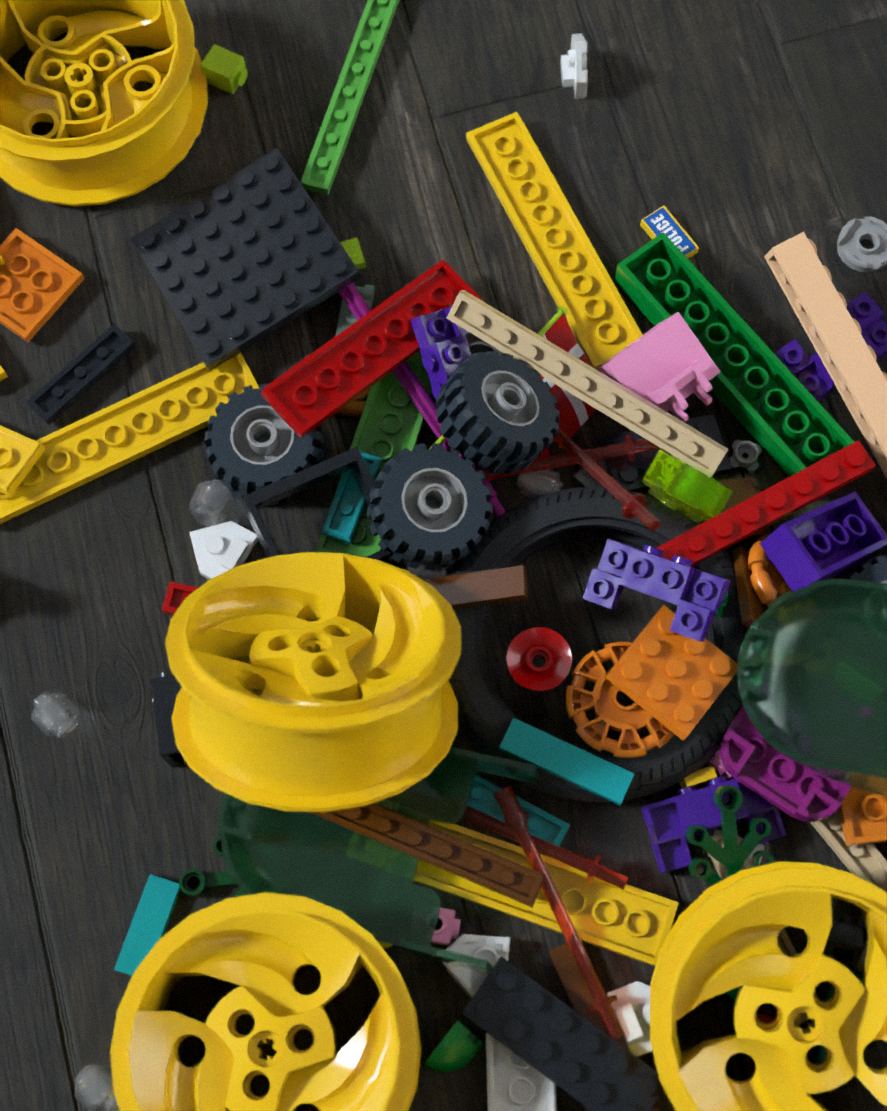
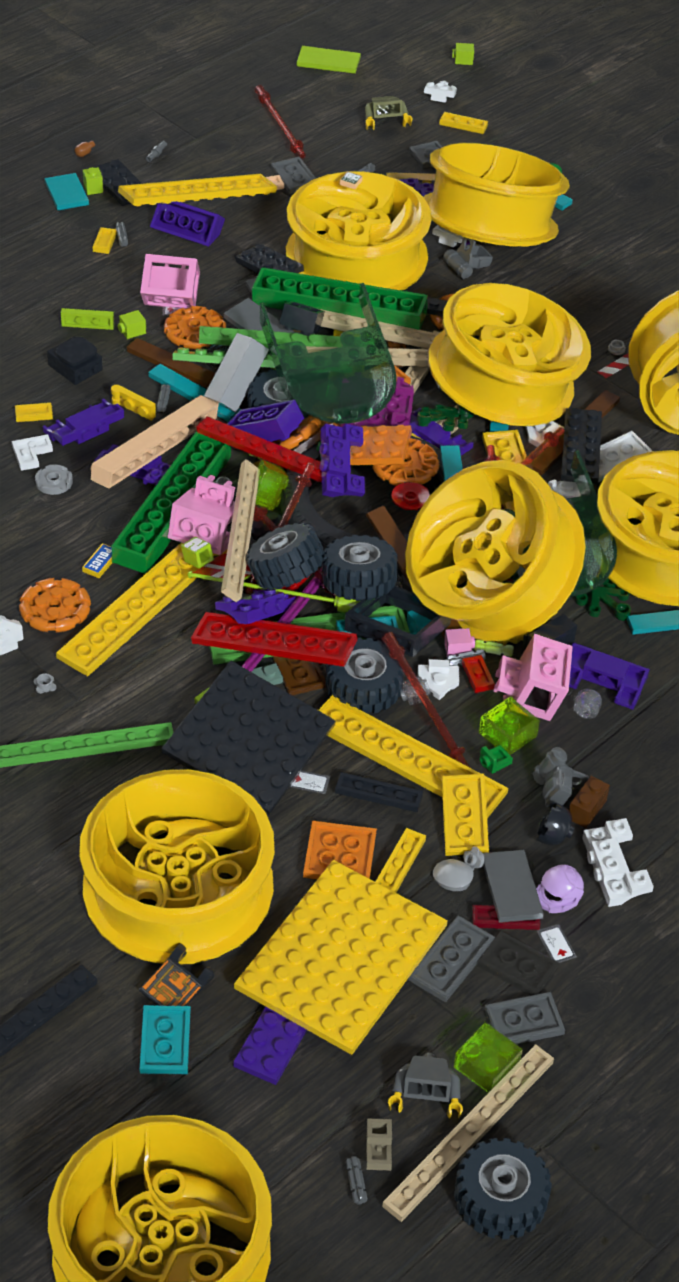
camera: 125 degrees left, 25 degrees down
(43, 538) = (495, 758): none -> green bracket
(74, 580) = (509, 725): none -> clear neon green brick
(91, 774) = (608, 672): none -> dark purple bracket
(113, 651) = (542, 665): none -> bright pink piece
(152, 315) = (311, 782): none -> clear sticker
(247, 475) = (397, 652): none -> clear red bar
(478, 80) = (44, 683): none -> light grey plate
(598, 335) = (197, 552): none -> lime brick
(615, 134) = (71, 610): none -> orange plate

